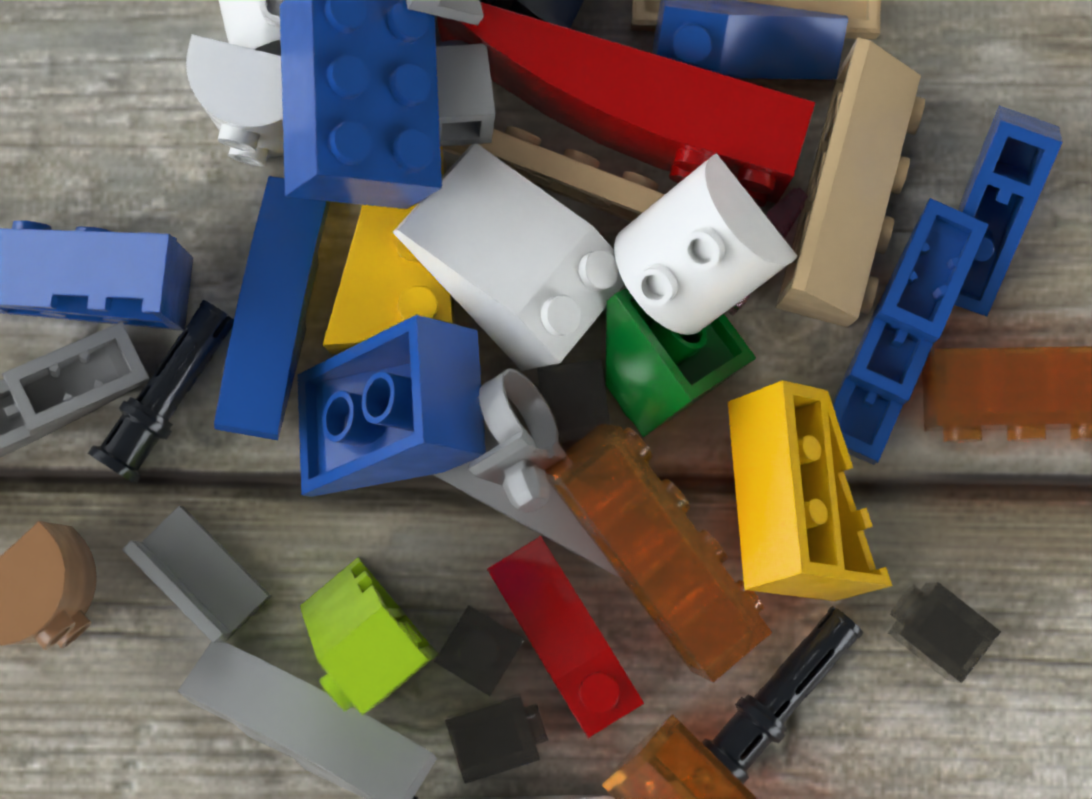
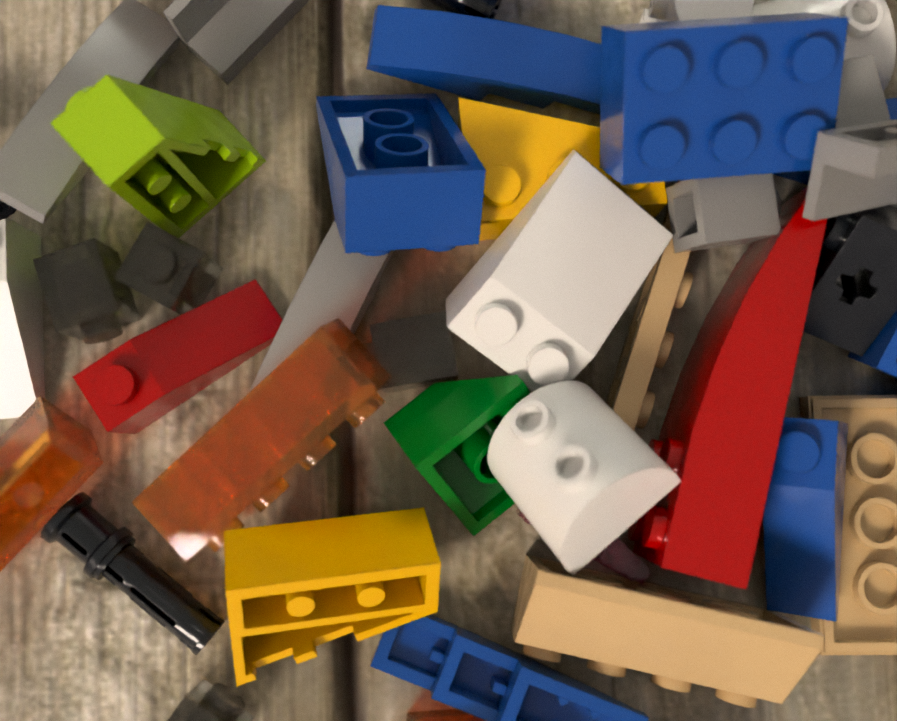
camera: 90 degrees right, 0 degrees up
(520, 457) = (346, 282): light grey piece -> none

